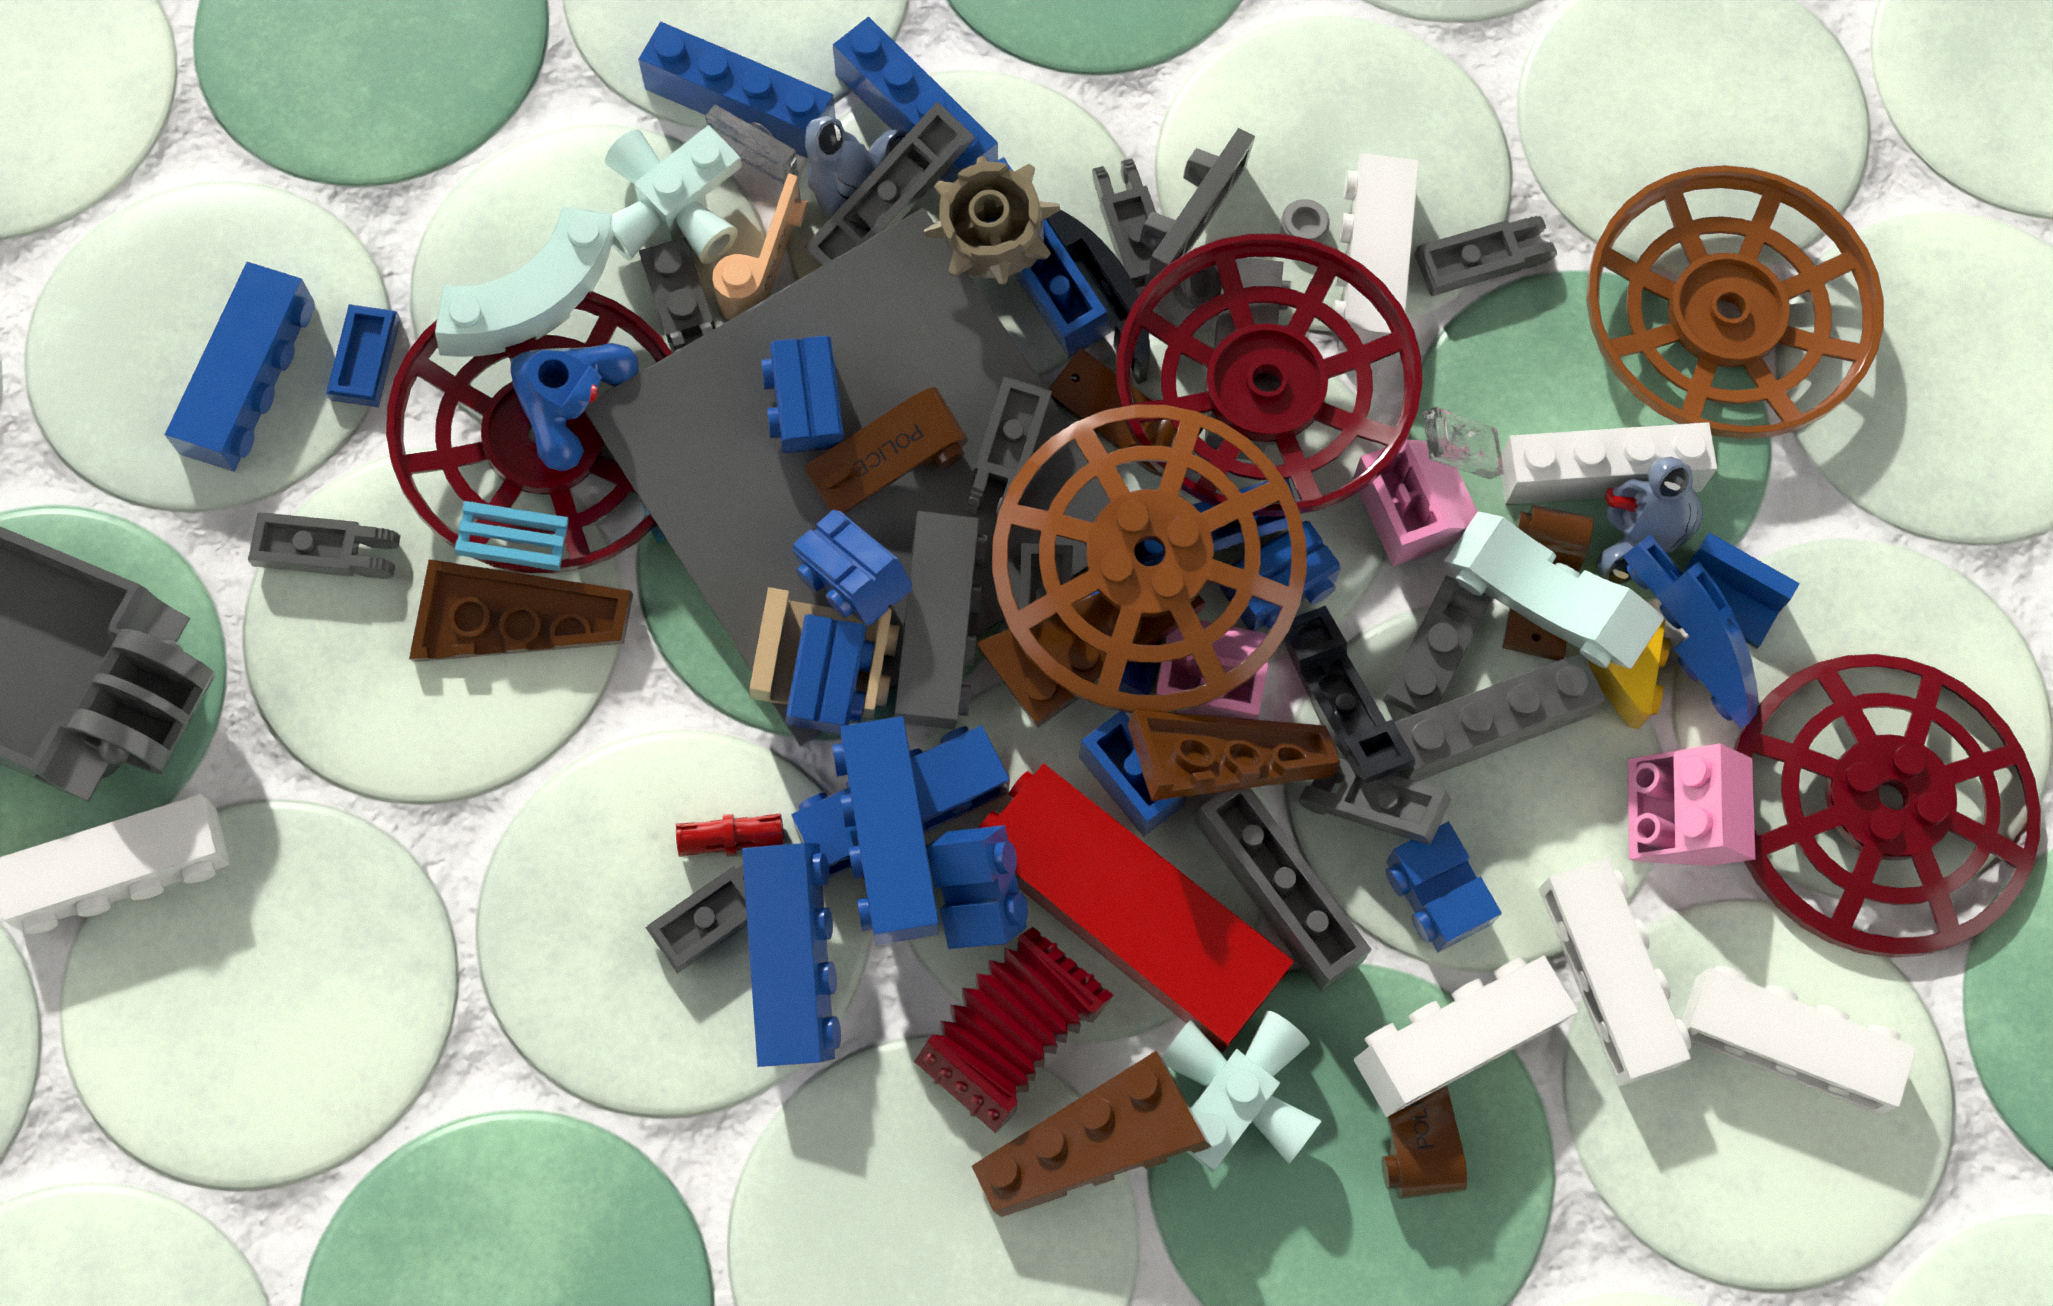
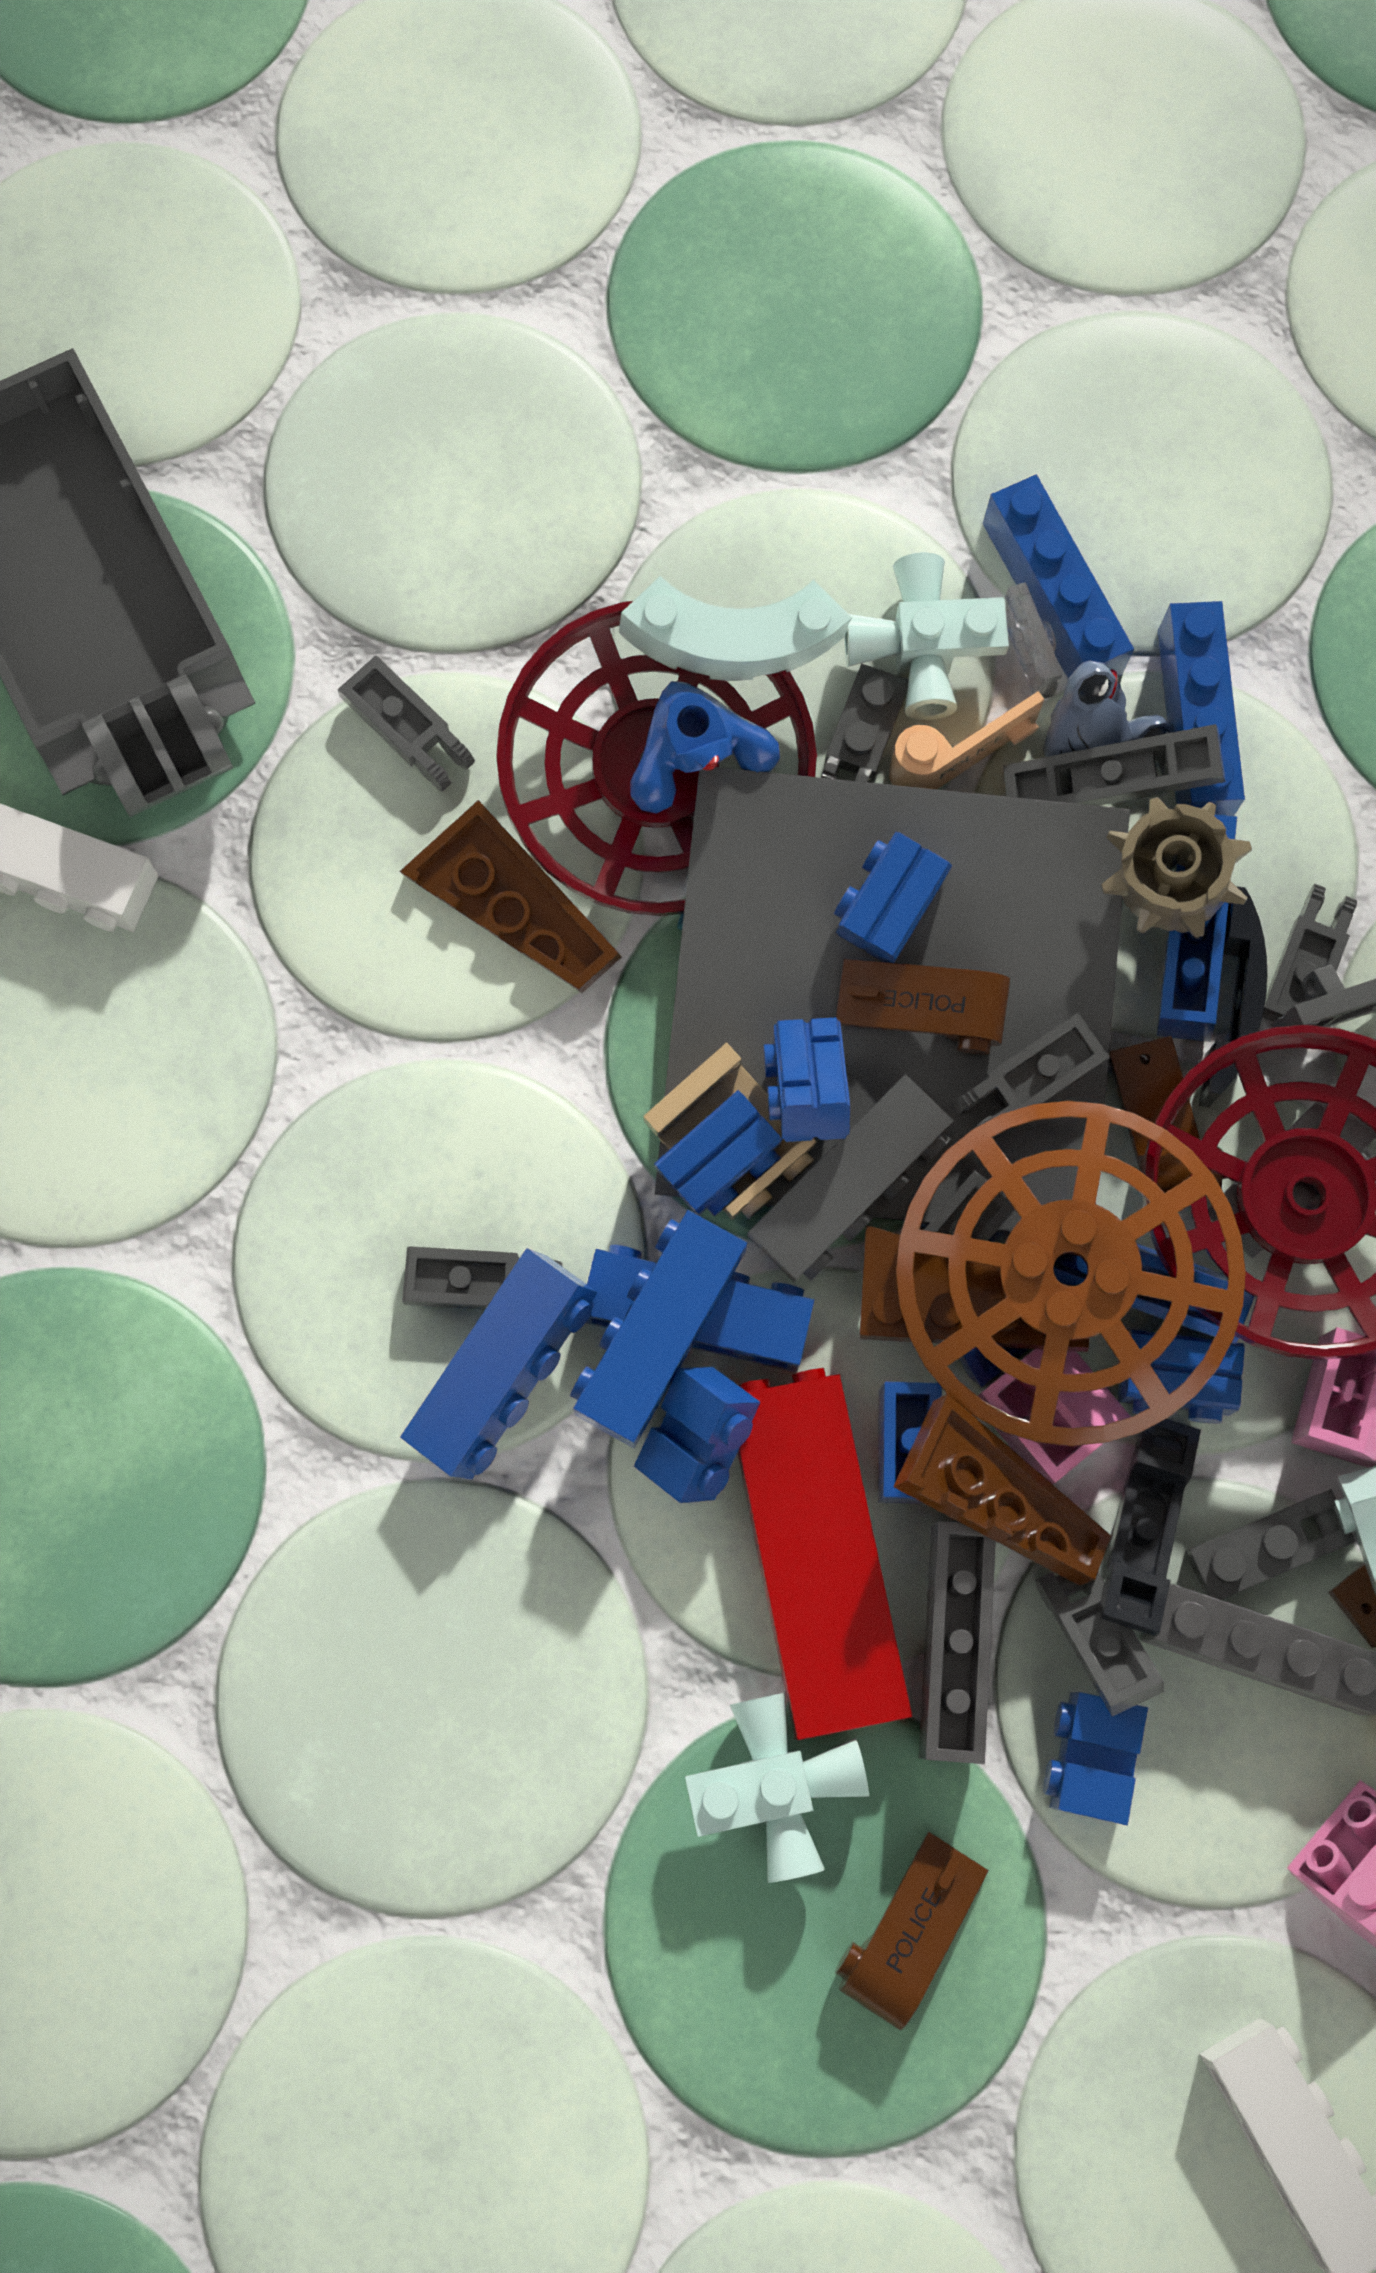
camera: 40 degrees right, 5 degrees up
(241, 367) = (459, 520): blue brick -> none
(363, 355) = (565, 584): blue tile -> none
(514, 517) = (525, 799): medium azure tile -> none
(729, 834) = (537, 1223): red pin -> none
(1010, 1026) = (635, 1571): dark red piece -> none
(1110, 1130) = (641, 1730): reddish brown wing -> none
(1198, 288) = (1318, 1065): light grey tile -> none
(1464, 1034) = (1006, 1901): white brick -> none
(1615, 972) = (1188, 1957): white brick -> none

